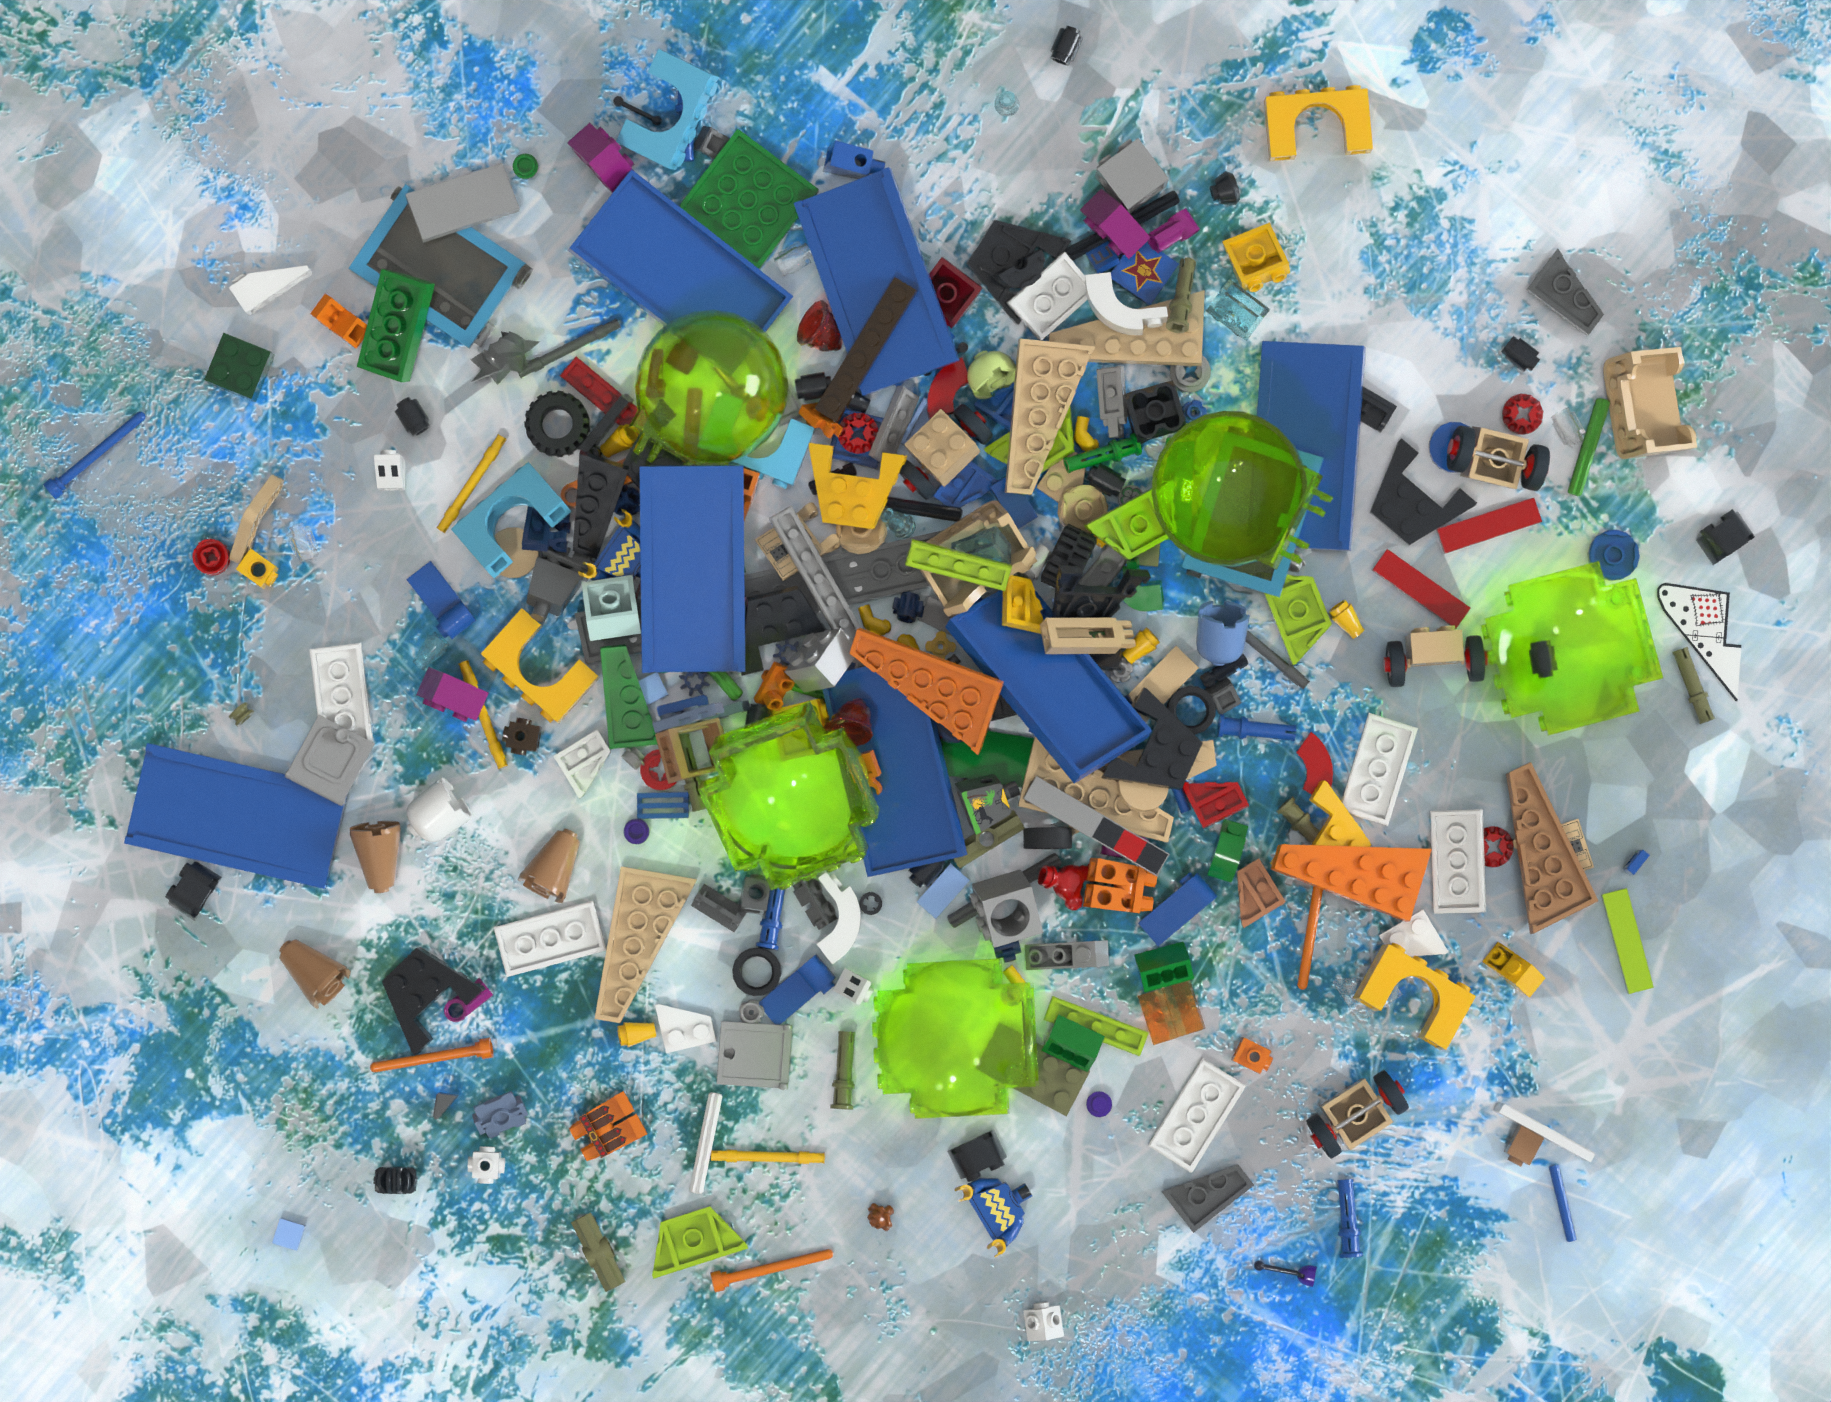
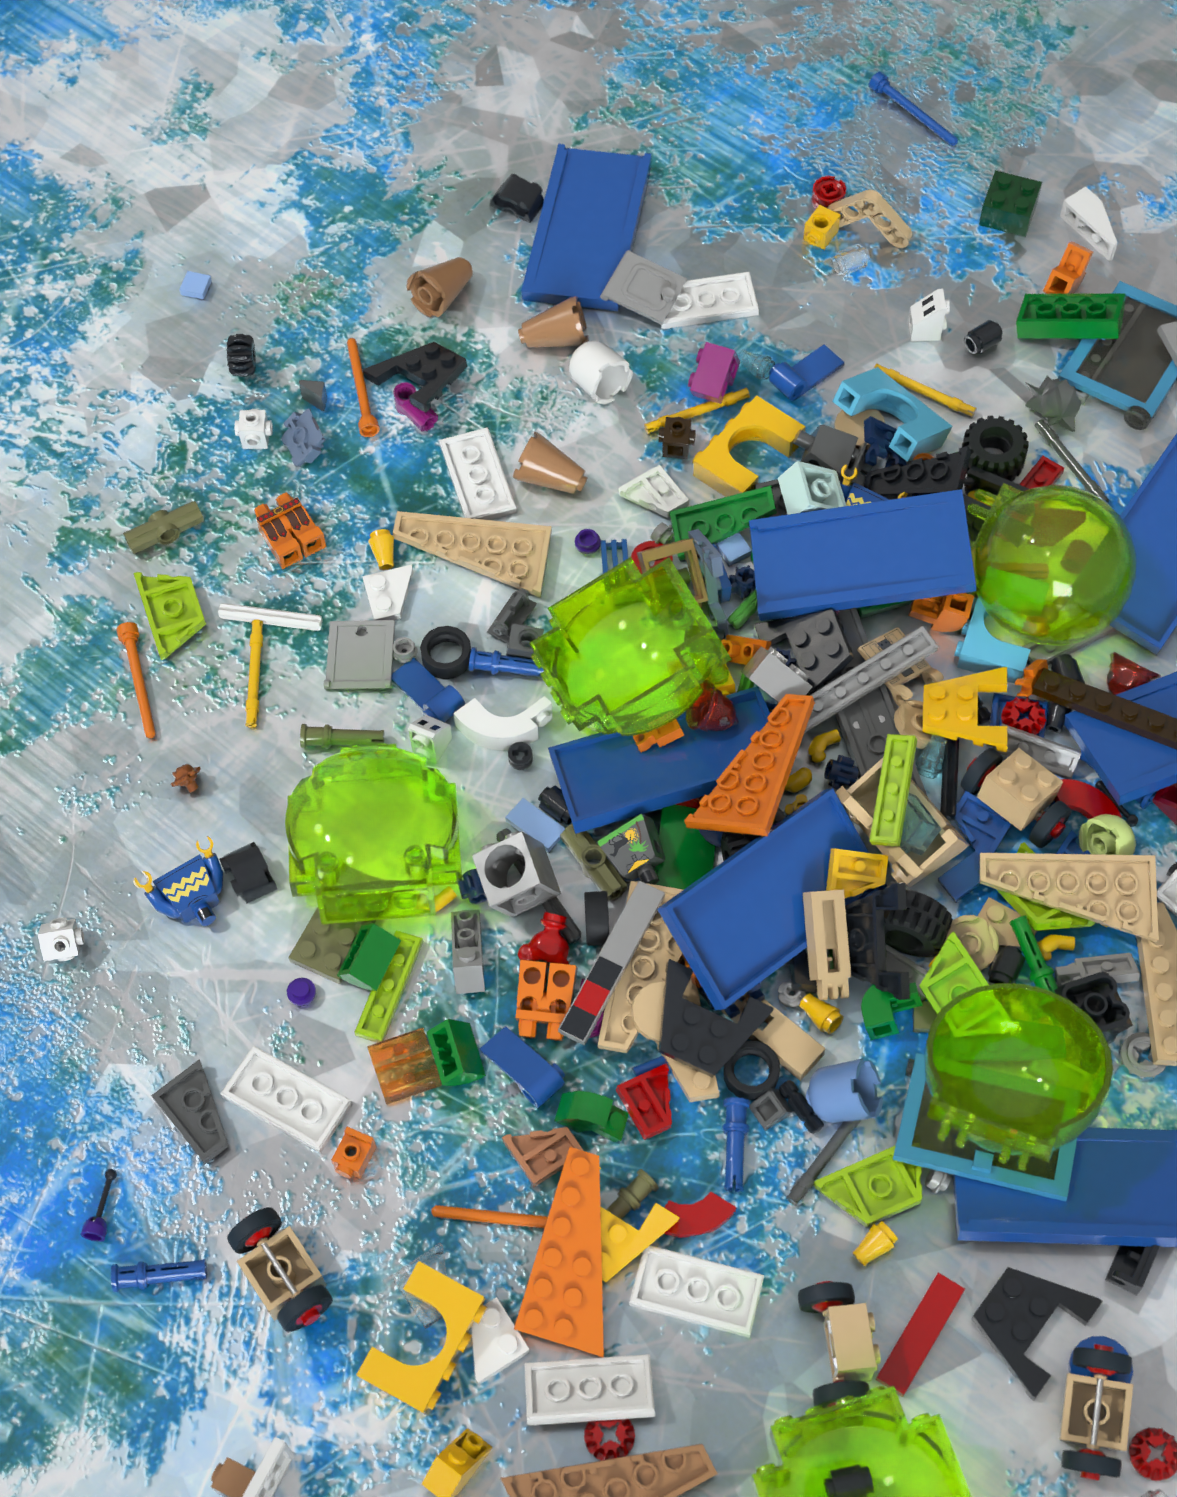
camera: 95 degrees right, 25 degrees down
(241, 714) = (683, 223): olive bush -> none
(822, 911) = (523, 700): dark grey hinge -> none
(1489, 525) = (1009, 1416): red tile -> none

